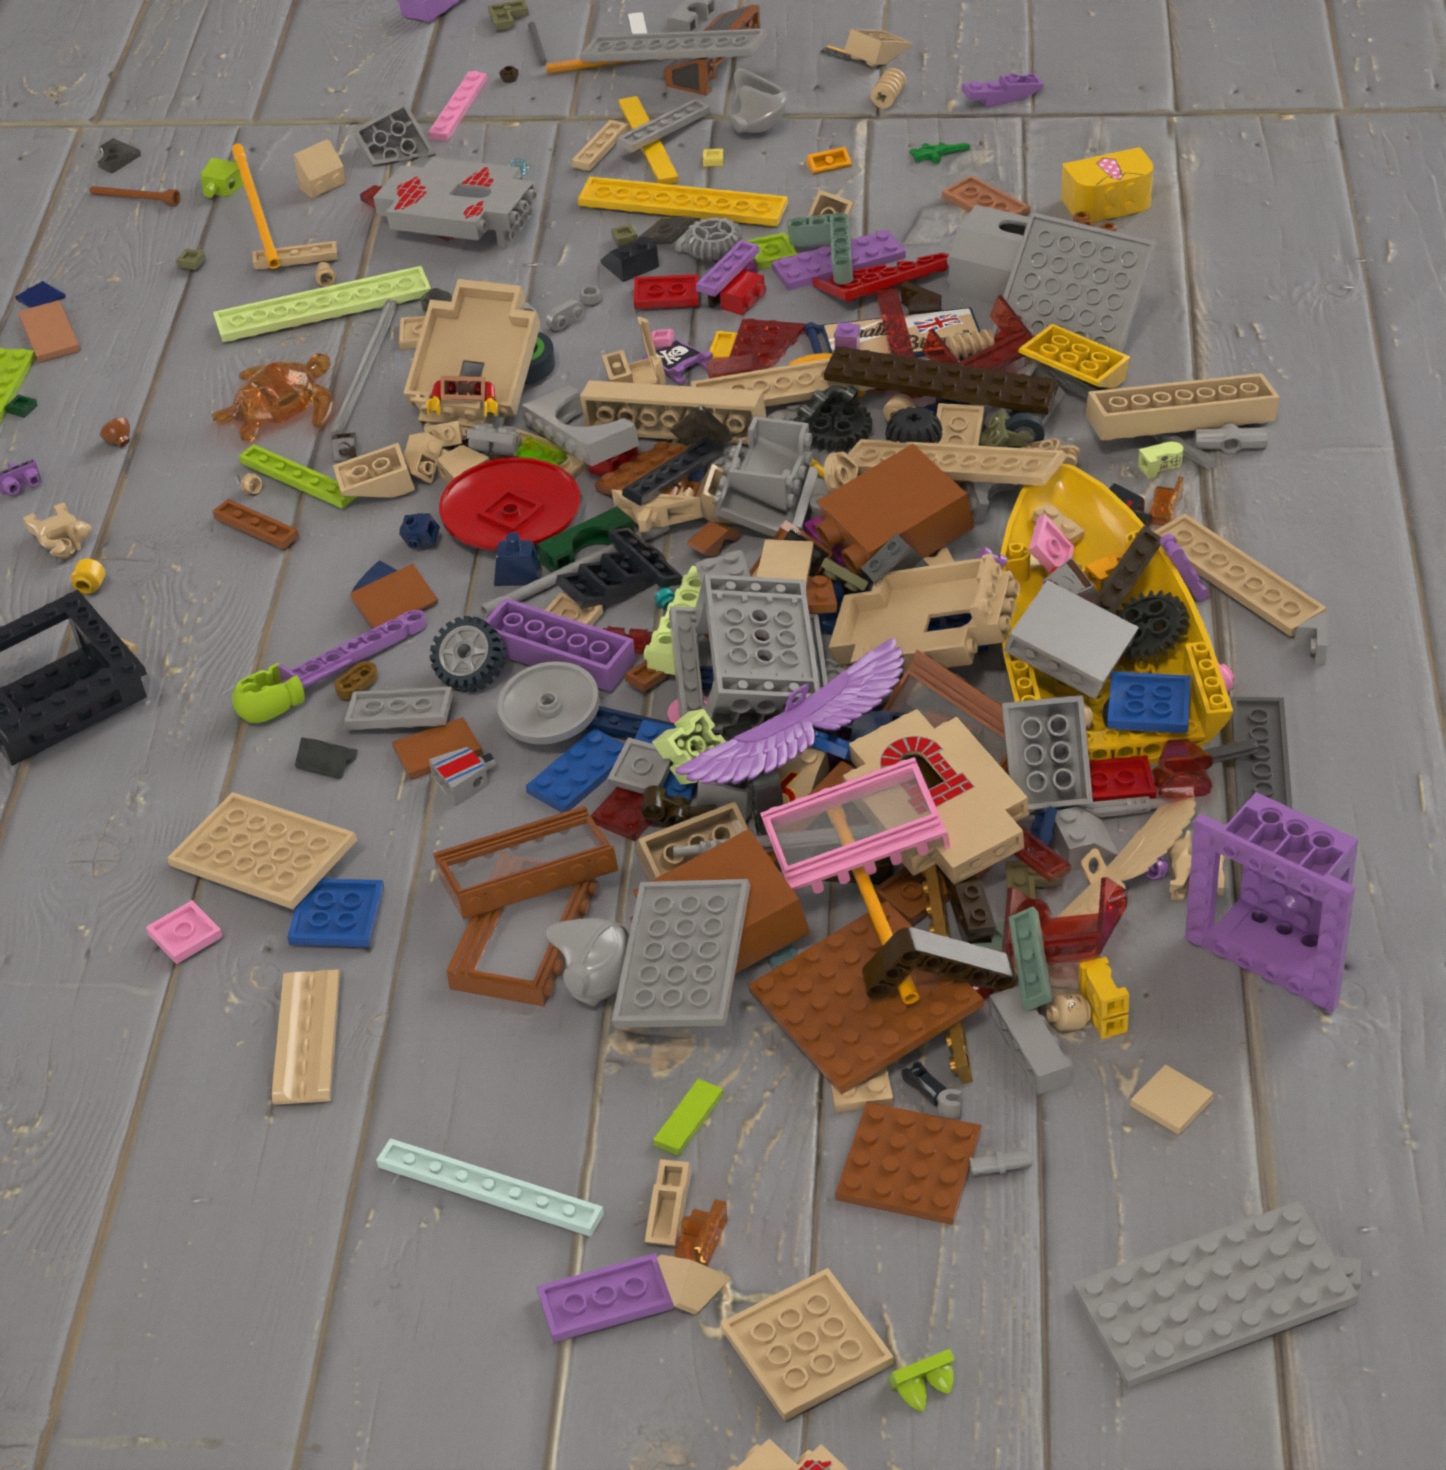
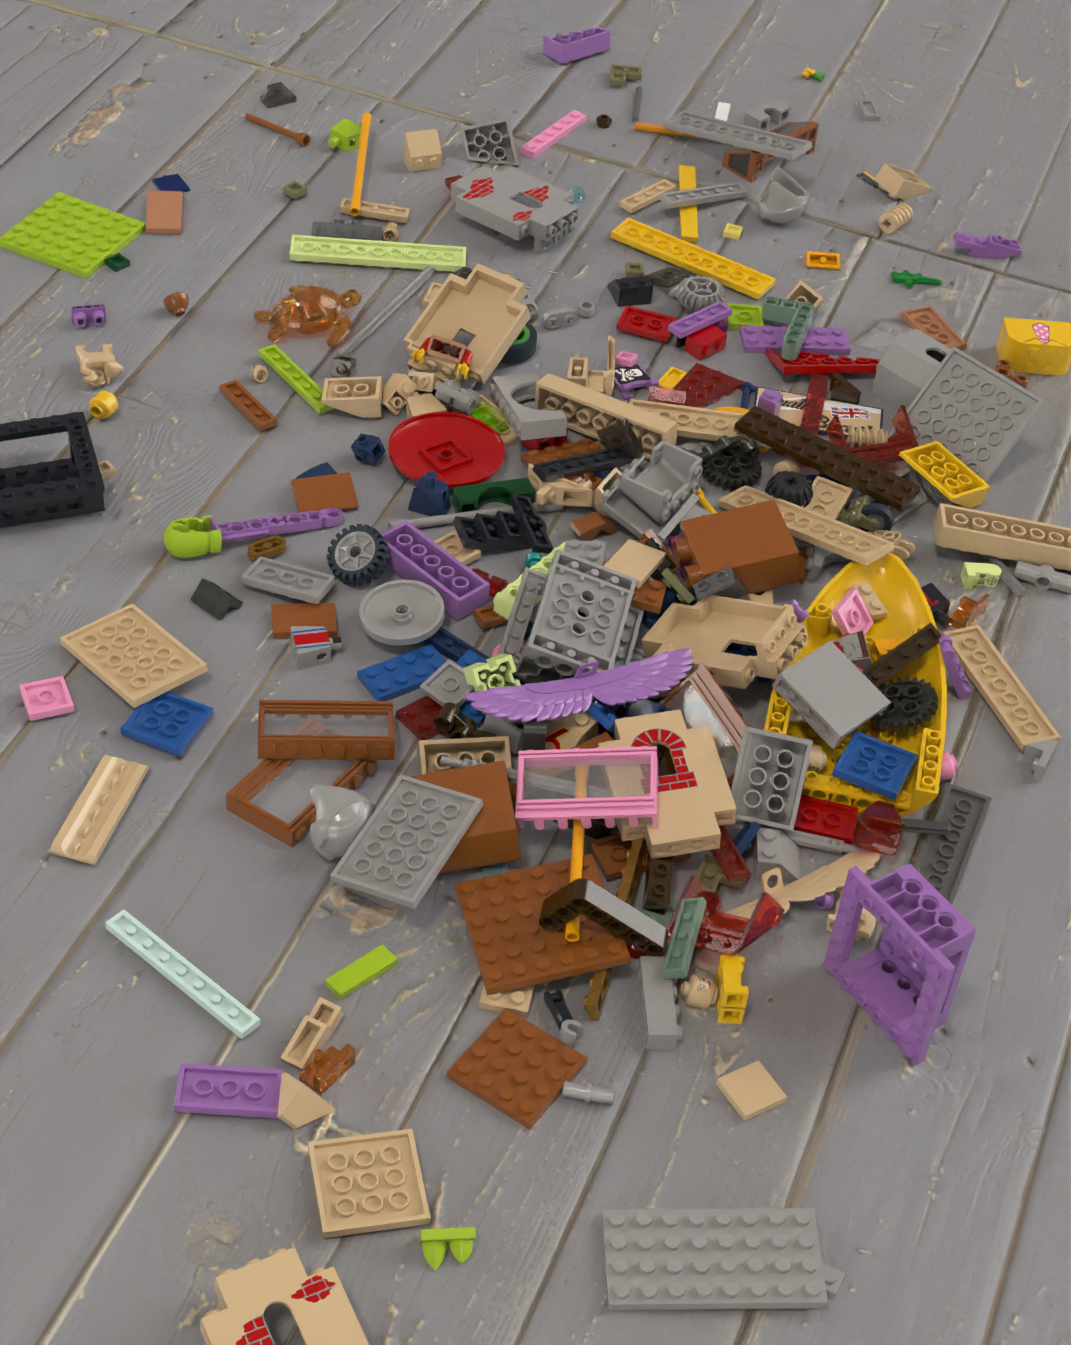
camera: 10 degrees right, 0 degrees up
(269, 289) = (349, 231): none -> dark grey bracket
(839, 470) = (713, 501): tan tile -> none

